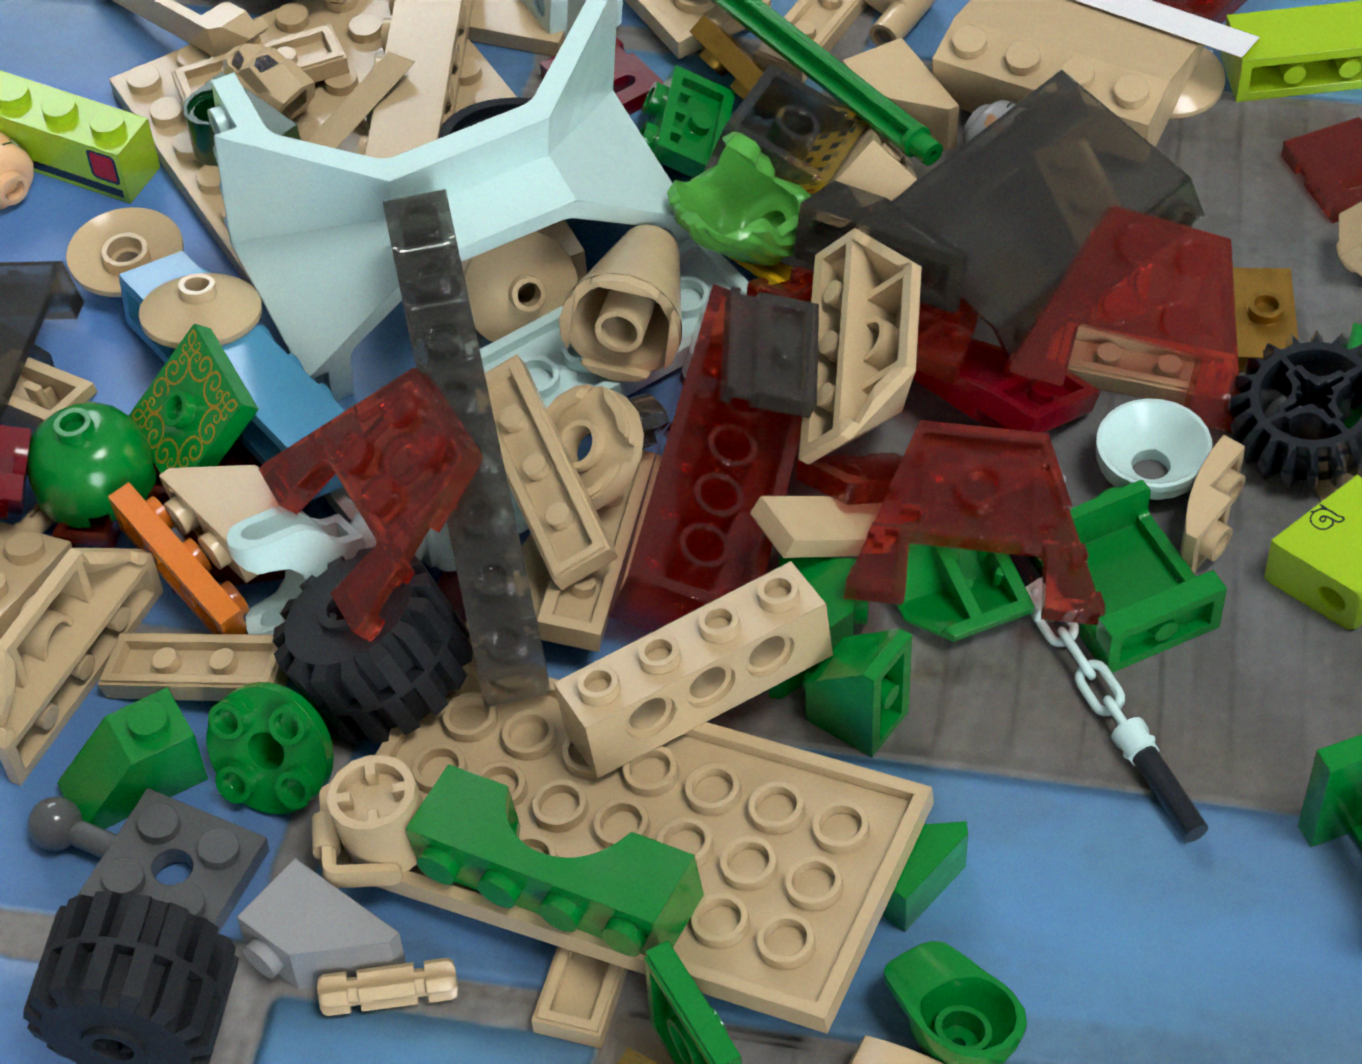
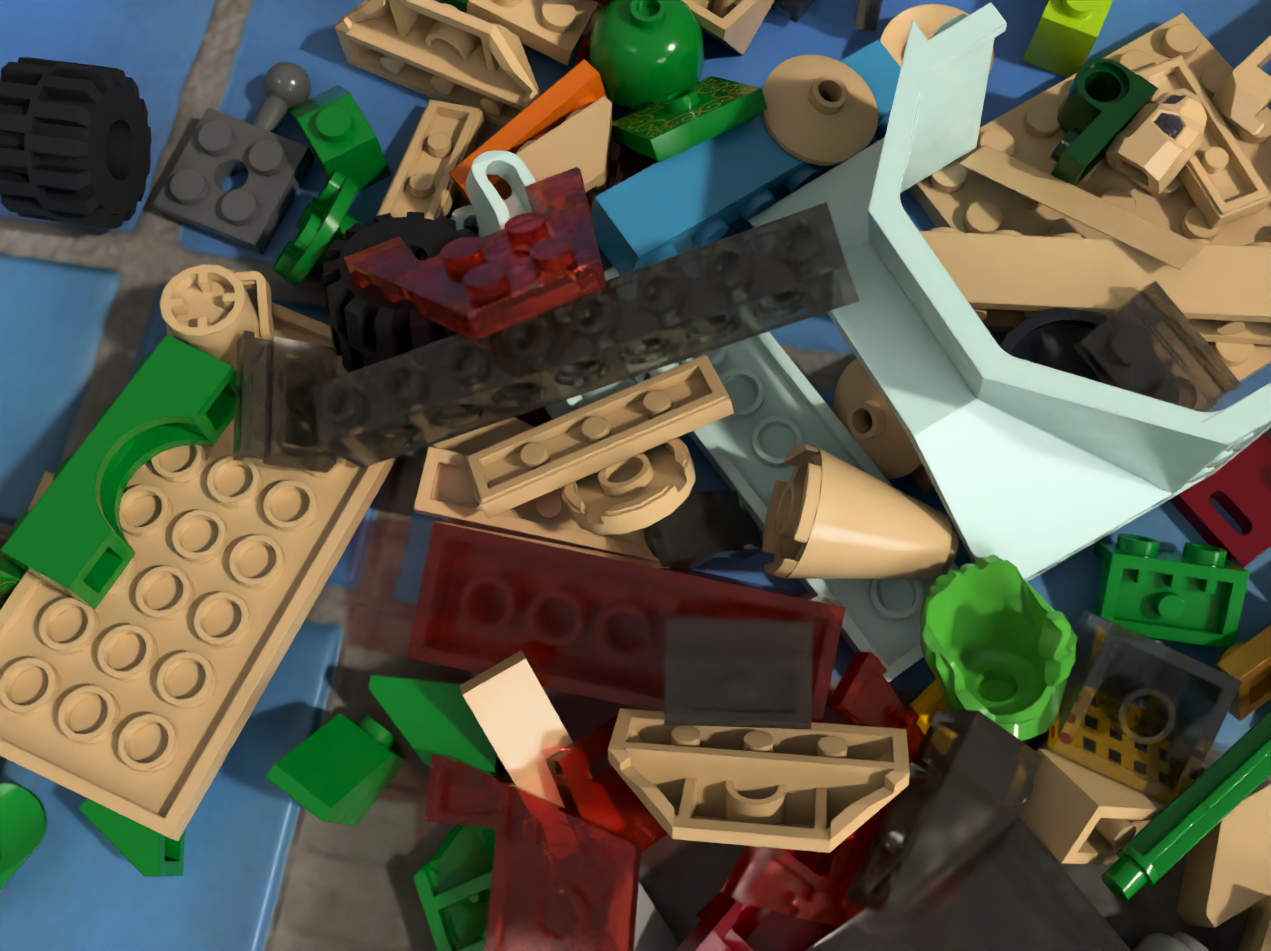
camera: 90 degrees right, 20 degrees up
(311, 929) = (132, 289): light grey slope -> none
(387, 986) = (101, 353): tan axle -> none
(484, 734) = (276, 401): none -> clear smoke plate
(486, 84) = (1156, 353): none -> clear smoke plate
(694, 669) = (327, 597): tan brick -> none

